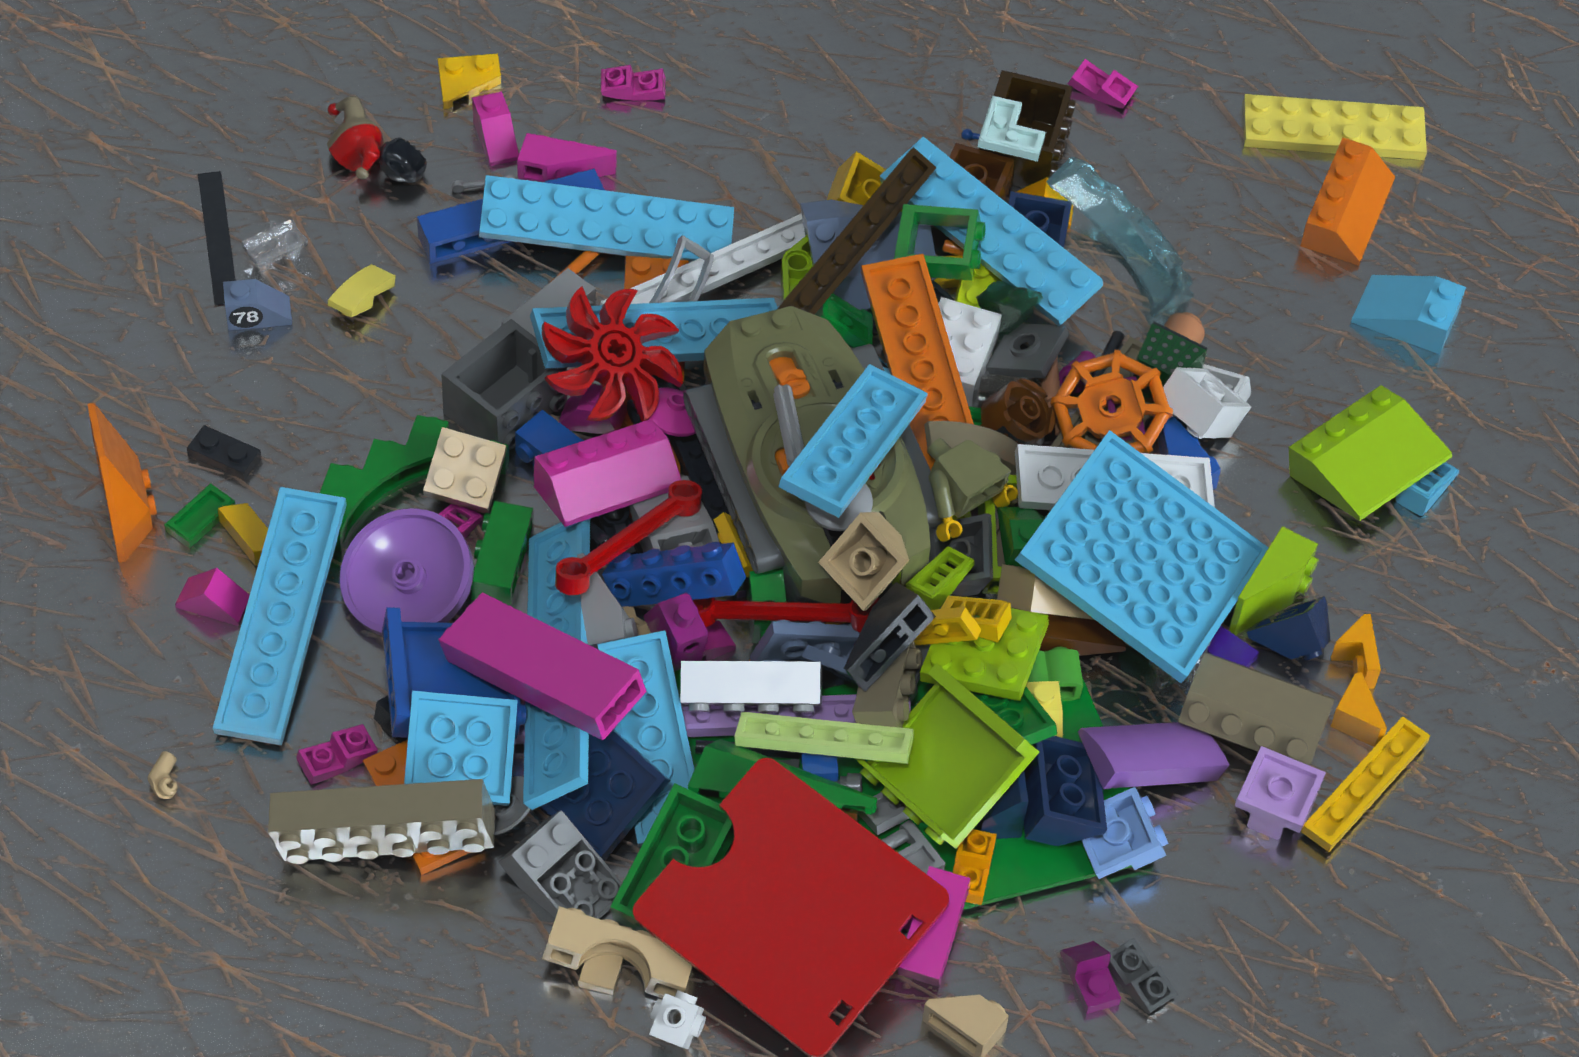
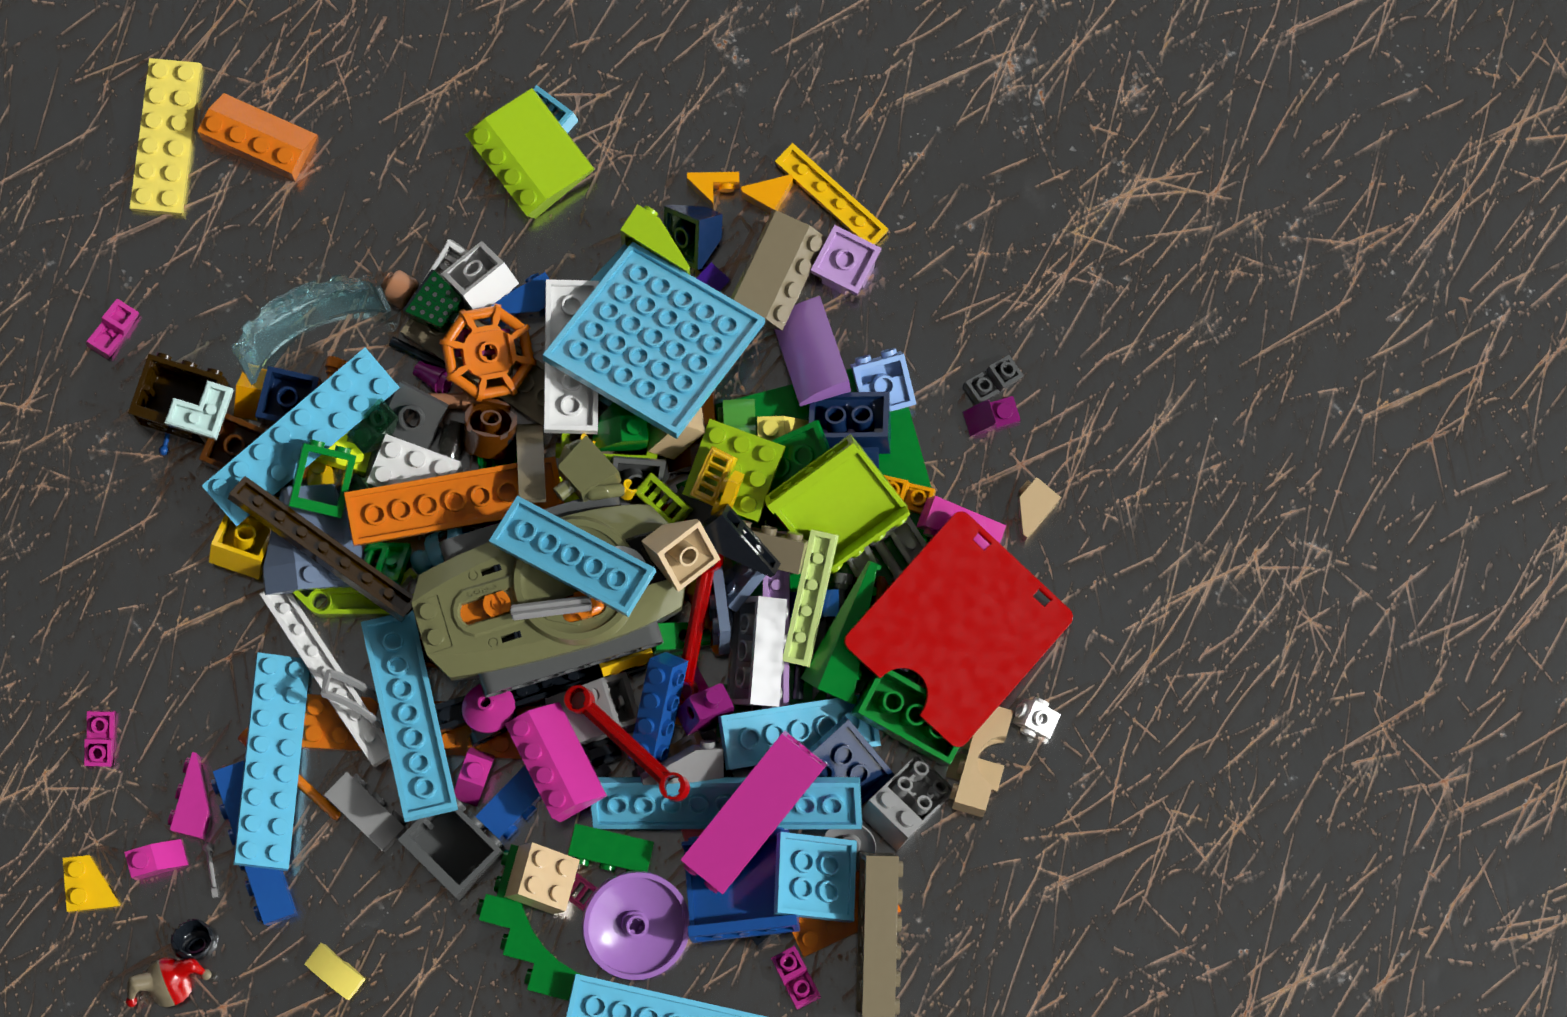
camera: 85 degrees left, 25 degrees up
(612, 354) = (435, 748): red piece -> none
(1410, 308) = (372, 101): medium azure slope -> none

